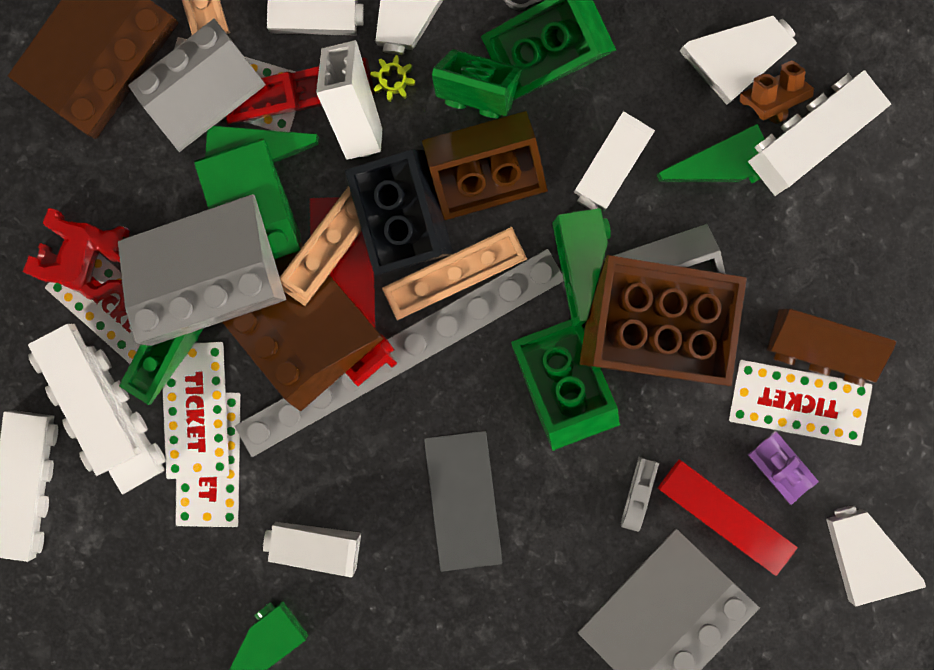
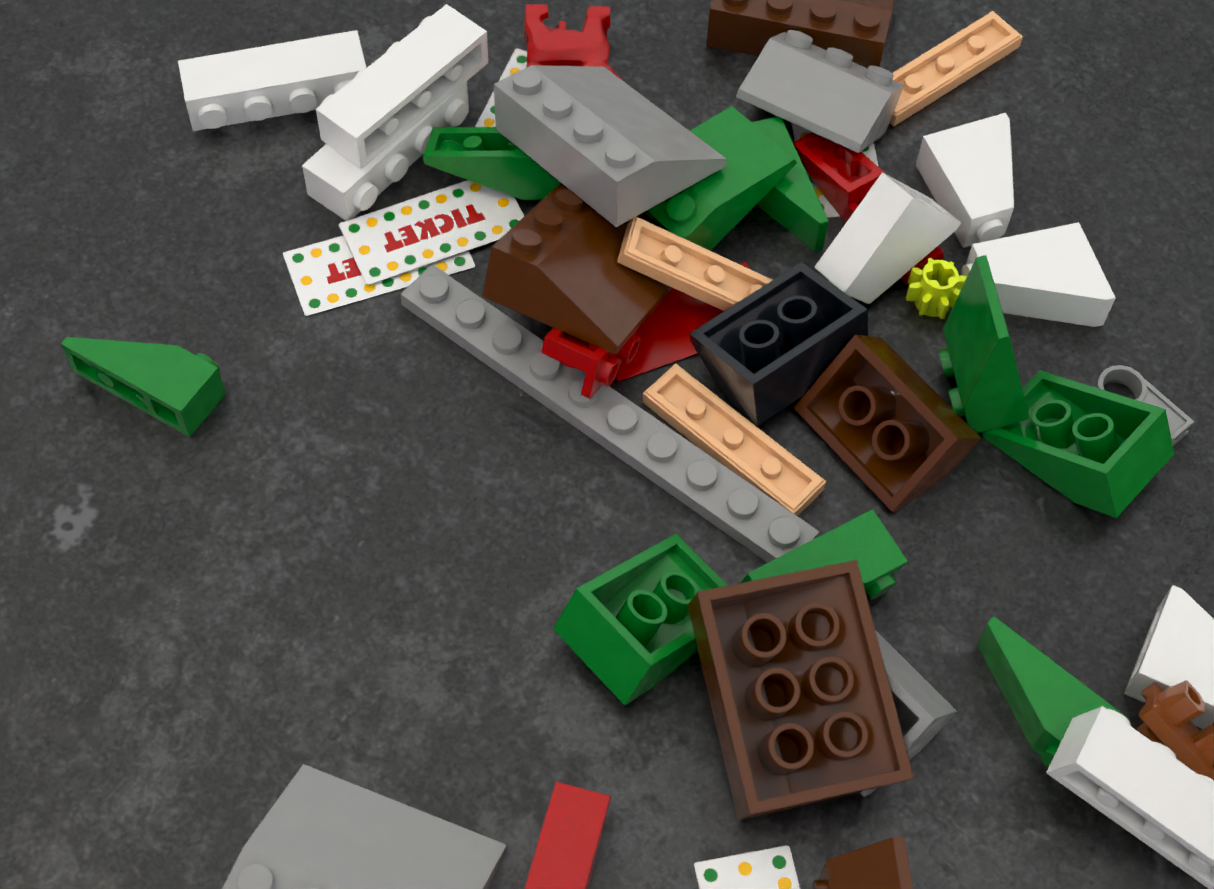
camera: 70 degrees right, 30 degrees down
(313, 548) = (310, 394): white slope -> none
(463, 501) = (435, 557): dark grey sticker -> none
(613, 162) = (979, 559): white slope -> none
(639, 494) = (537, 766): light grey piece -> none

